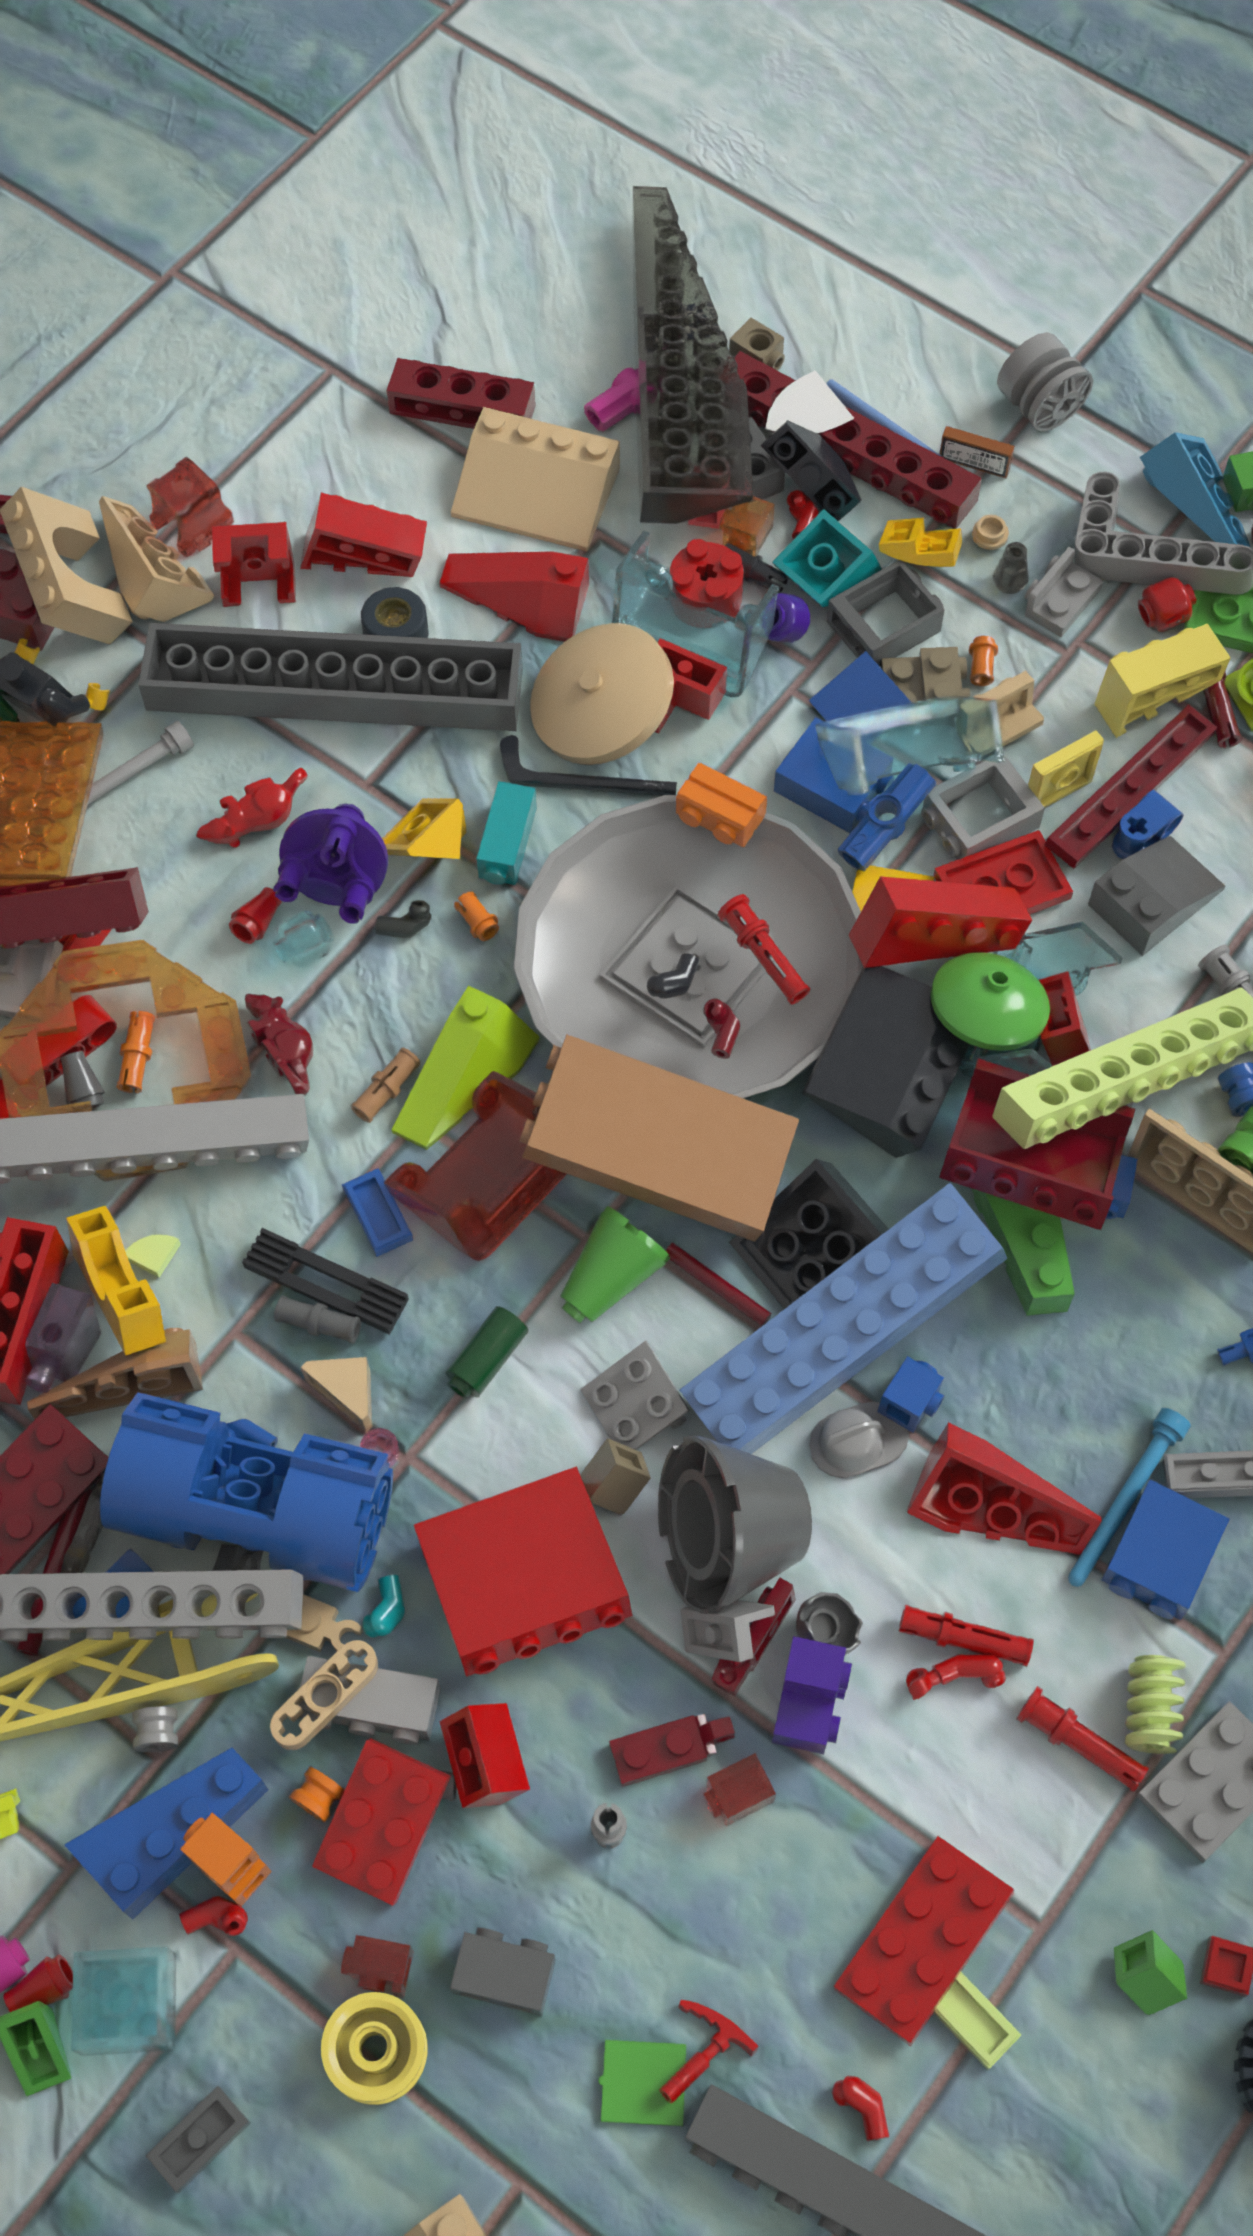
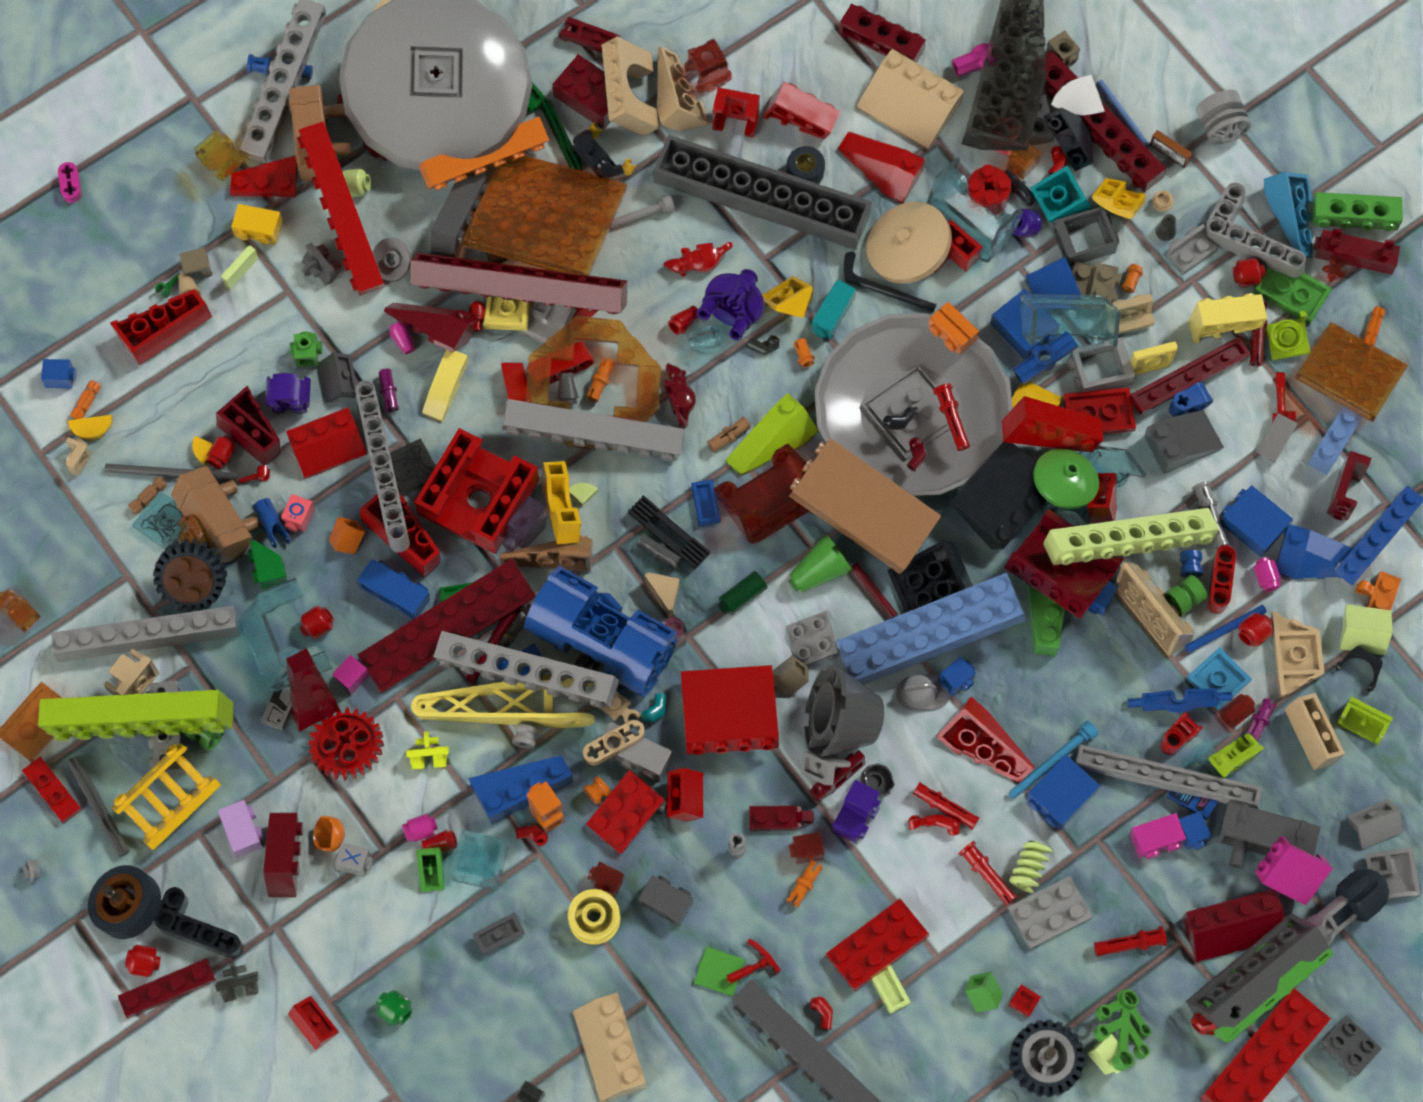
camera: 15 degrees right, 5 degrees up
(753, 1860) = (804, 883): none -> orange pin

